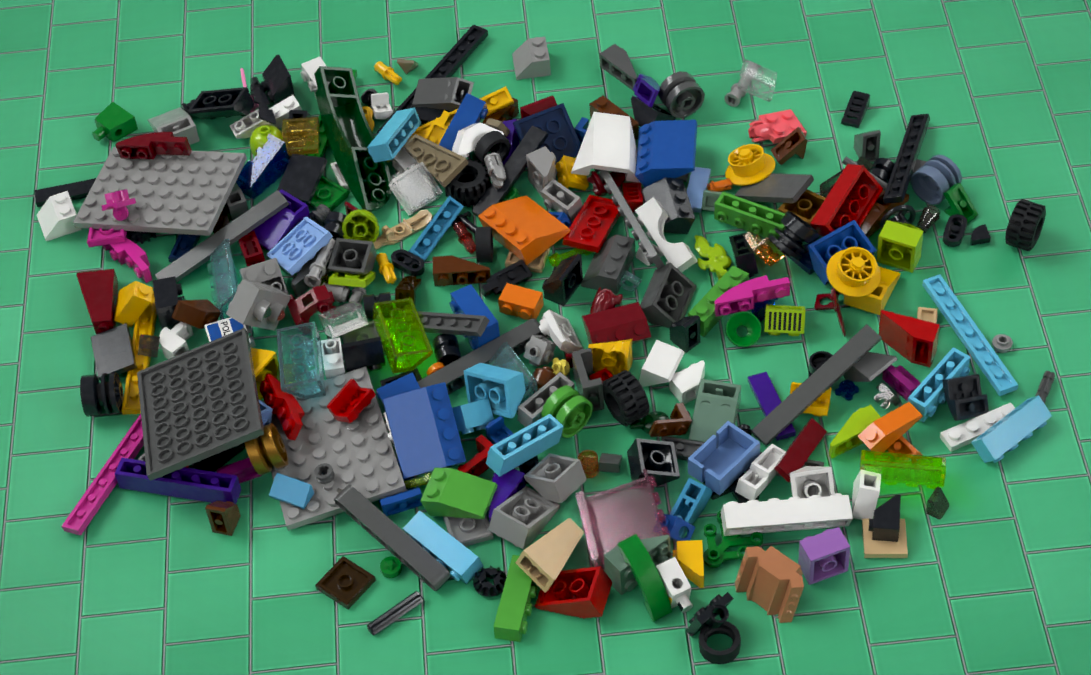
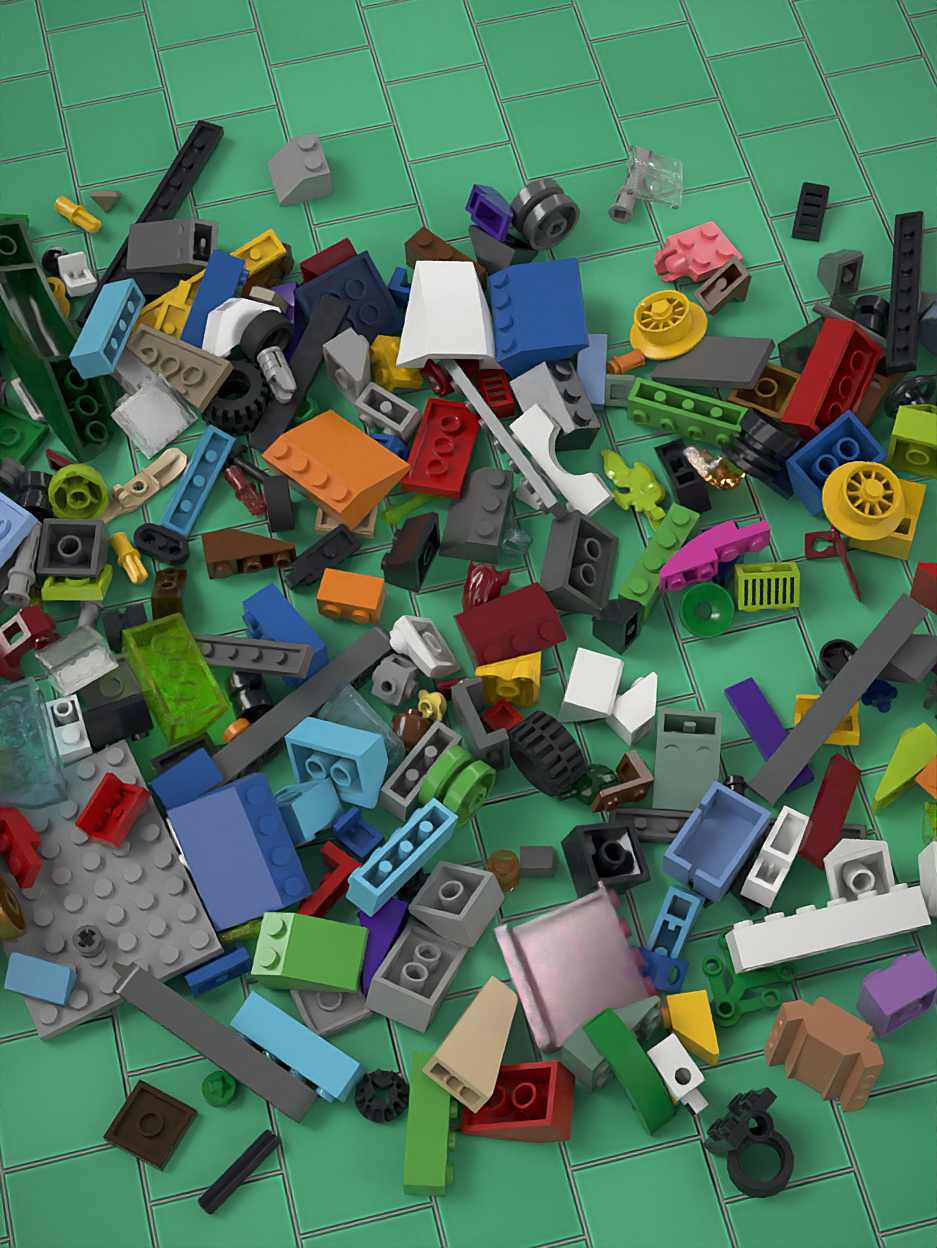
camera: 10 degrees left, 10 degrees up
(340, 293) = (60, 610): light grey cone -> none
(617, 63) = (434, 166): dark grey slope -> none

